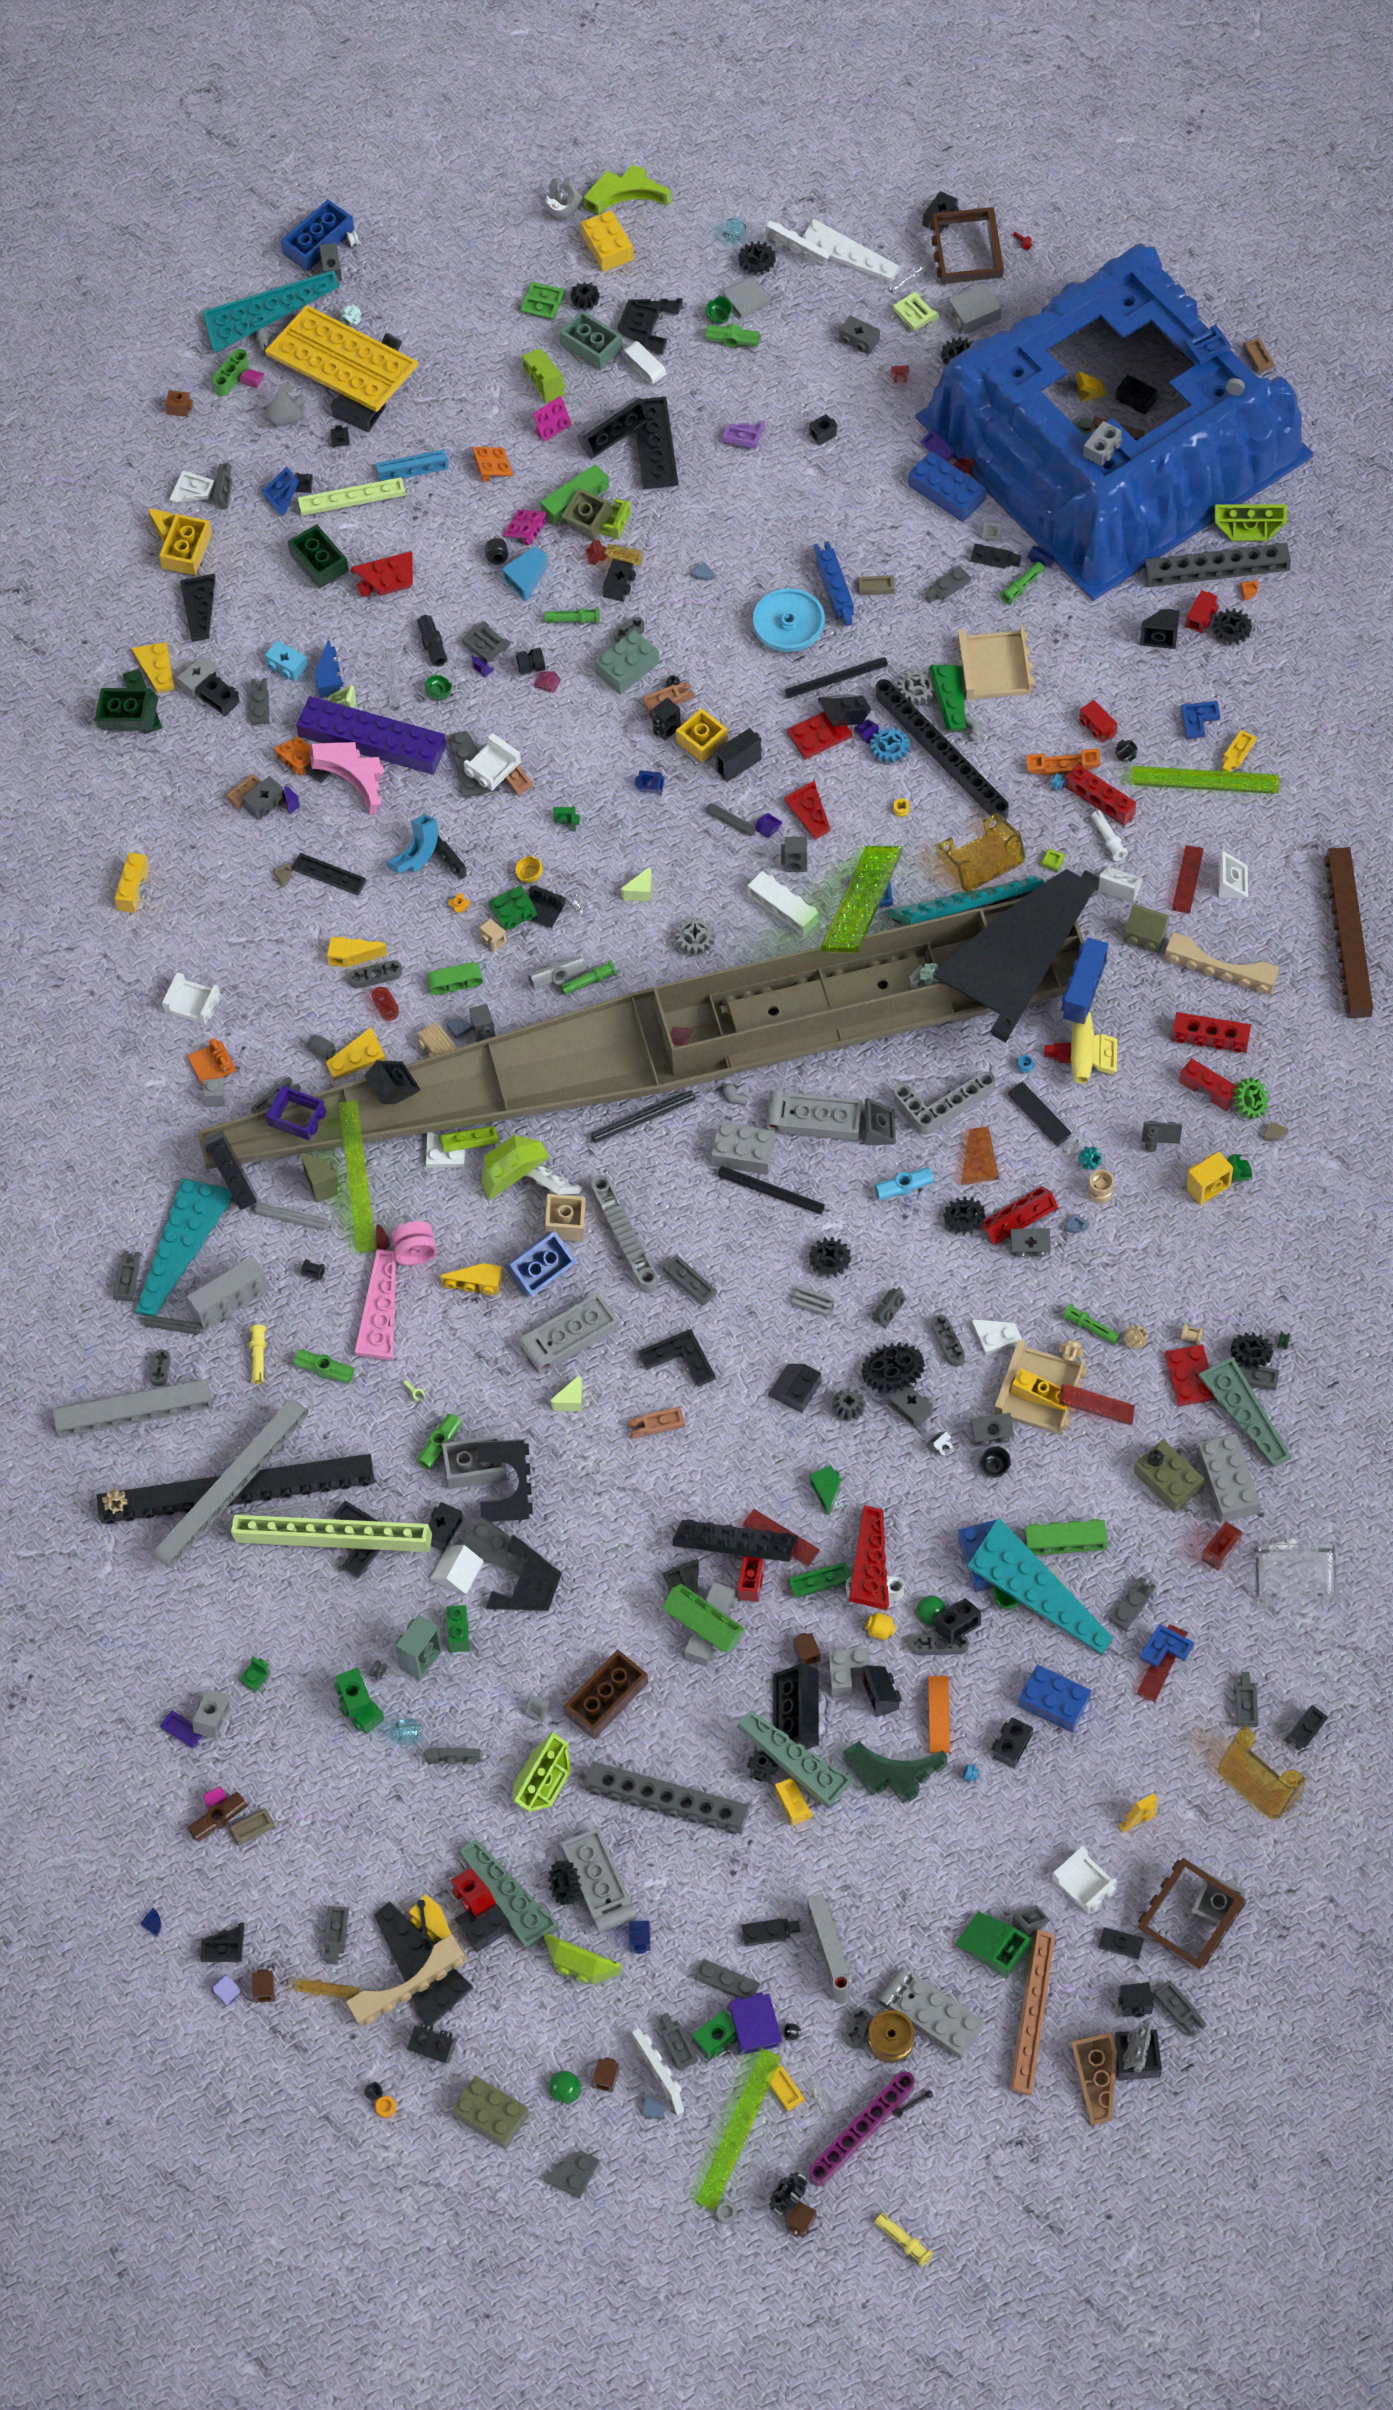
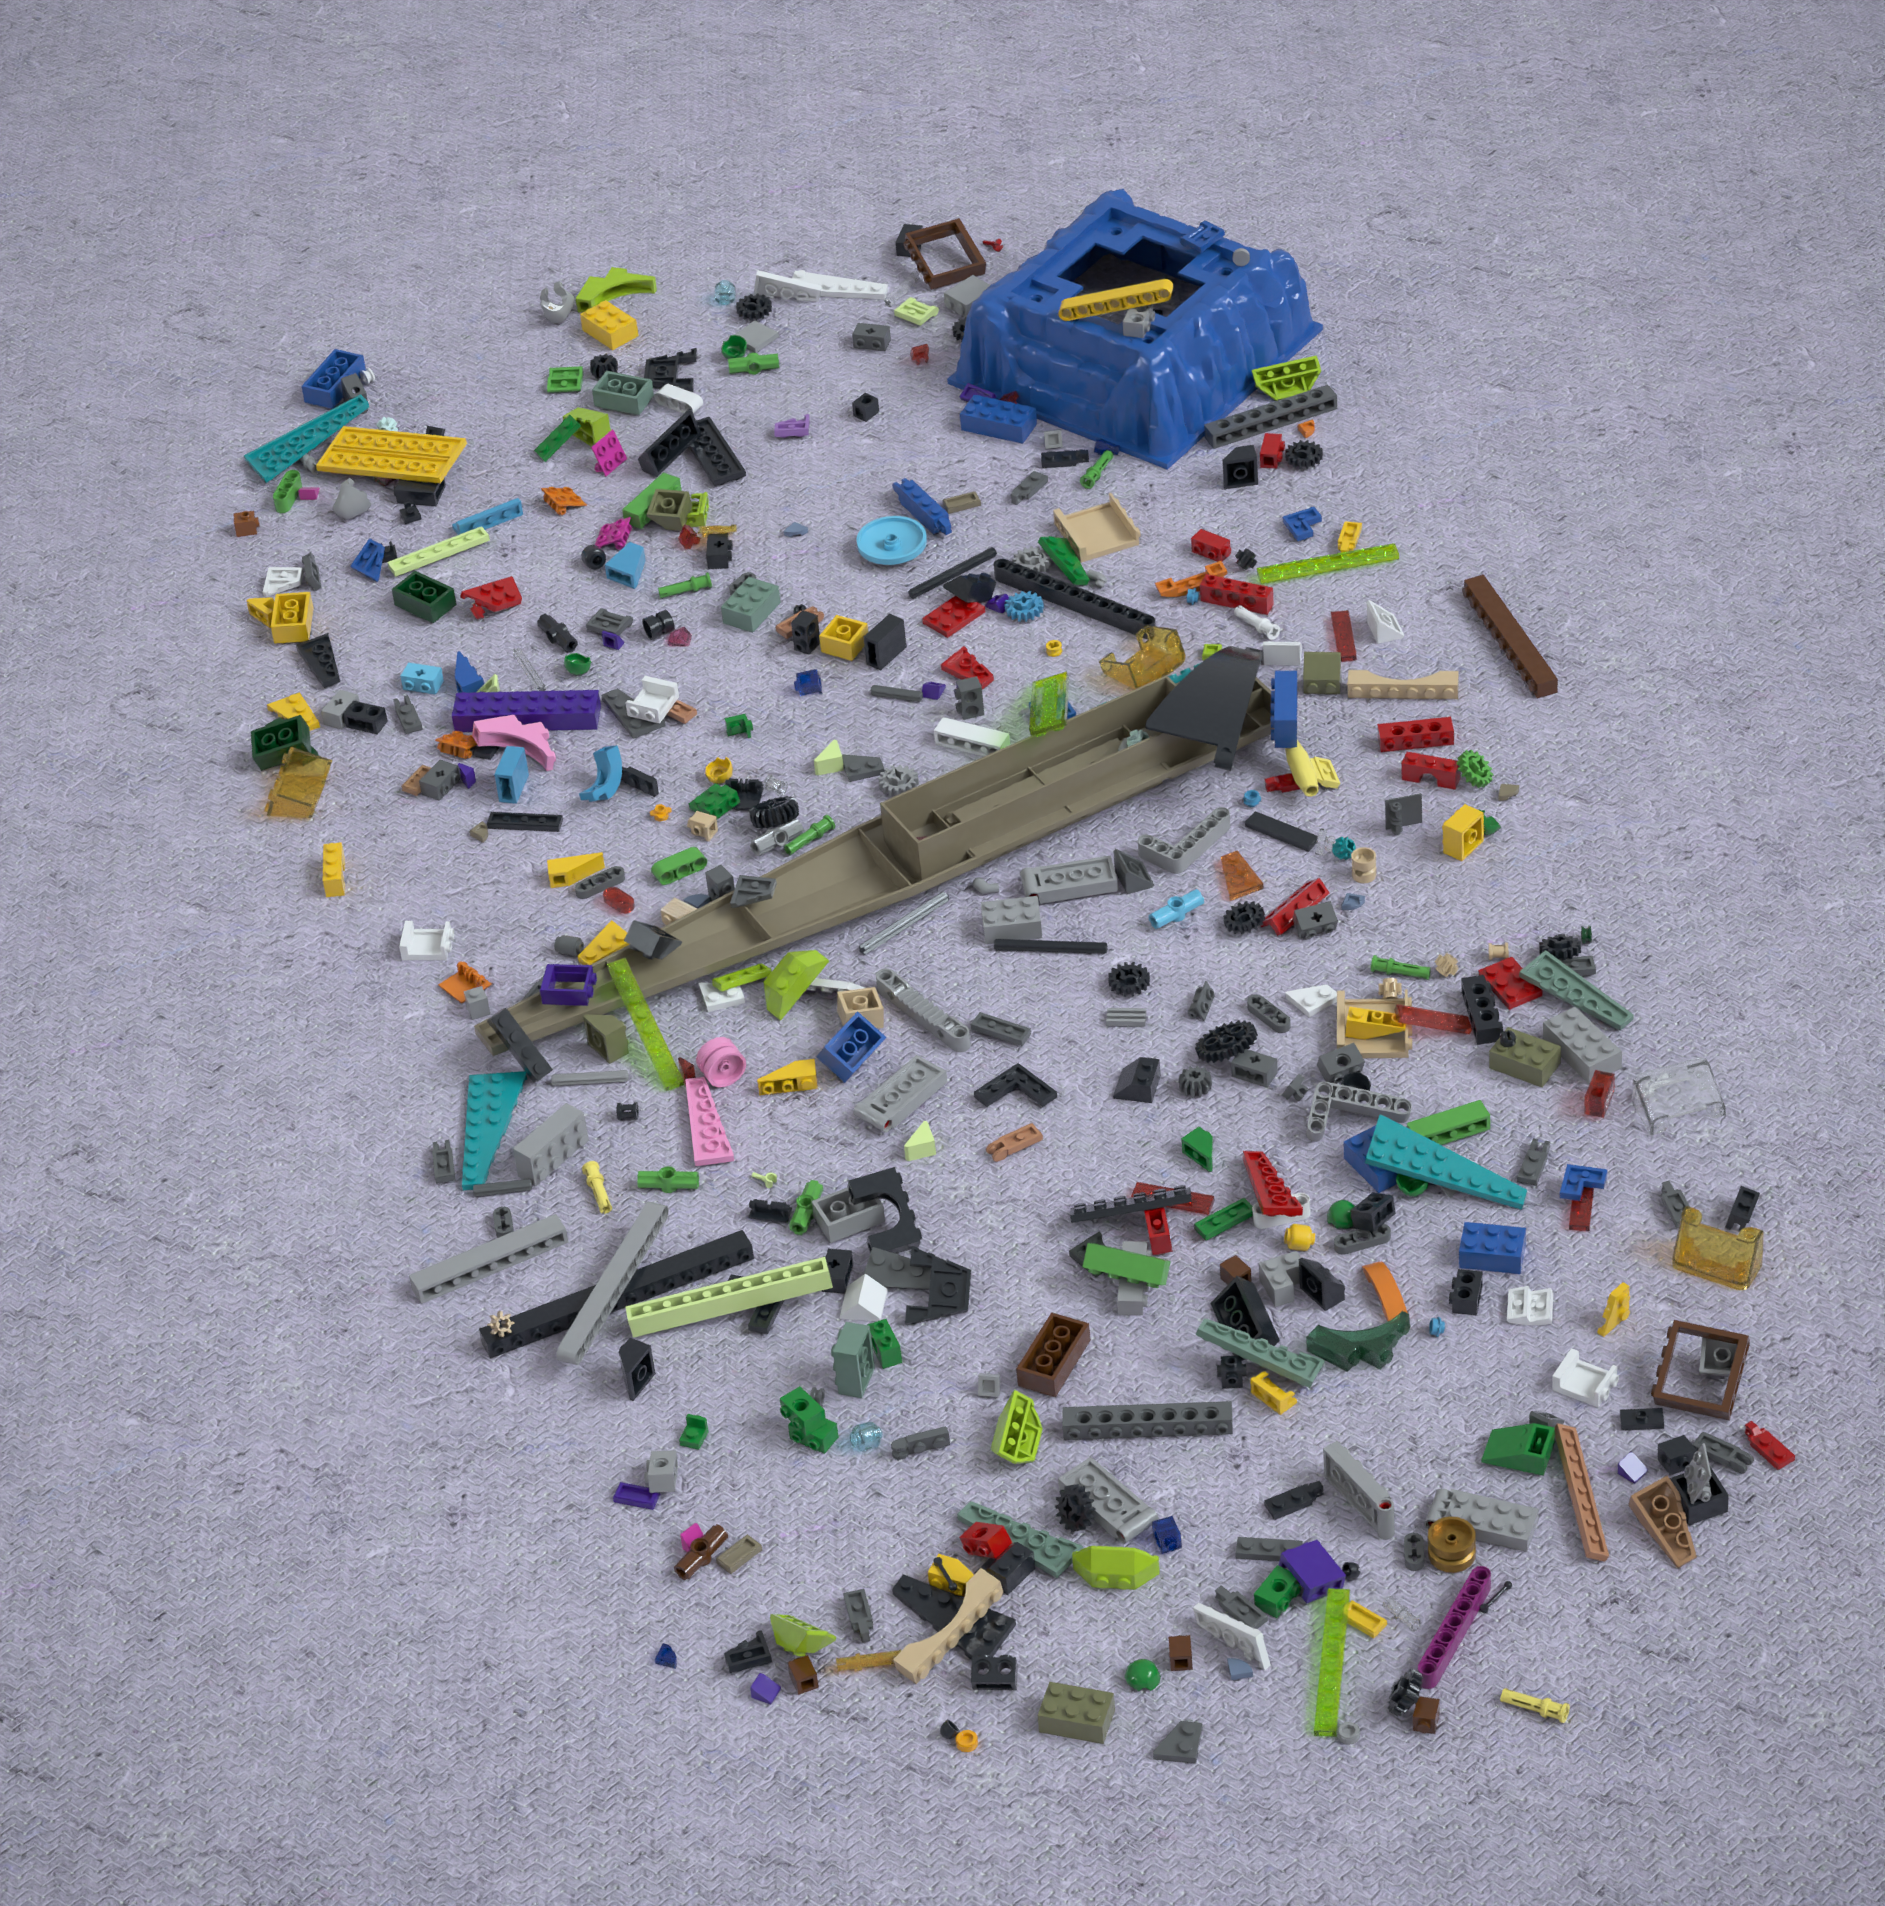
camera: 15 degrees left, 20 degrees down
(129, 765) = (299, 785): none -> clear yellow windscreen
(223, 1586) = (636, 1366): none -> black slope
(274, 1943) = (798, 1635): none -> lime wedge
(330, 816) = (511, 774): none -> dark azure brick
(405, 1433) = (774, 1212): none -> black hinge
(504, 1048) = (752, 890): none -> dark grey wing
(508, 383) = (557, 438): none -> green plate
(562, 942) = (774, 812): none -> black gear
(667, 904) = (862, 767): none -> dark grey wing
(983, 1484) = (1352, 1105): none -> light grey beam
(1066, 1776) = (1529, 1306): none -> white slope
(1086, 415) = (1108, 300): none -> yellow beam
(1090, 1999) = (1631, 1468): none -> slope
(1144, 1430) = (1481, 1009): none -> black brick
(1226, 2014) = (1768, 1446): none -> red hinge

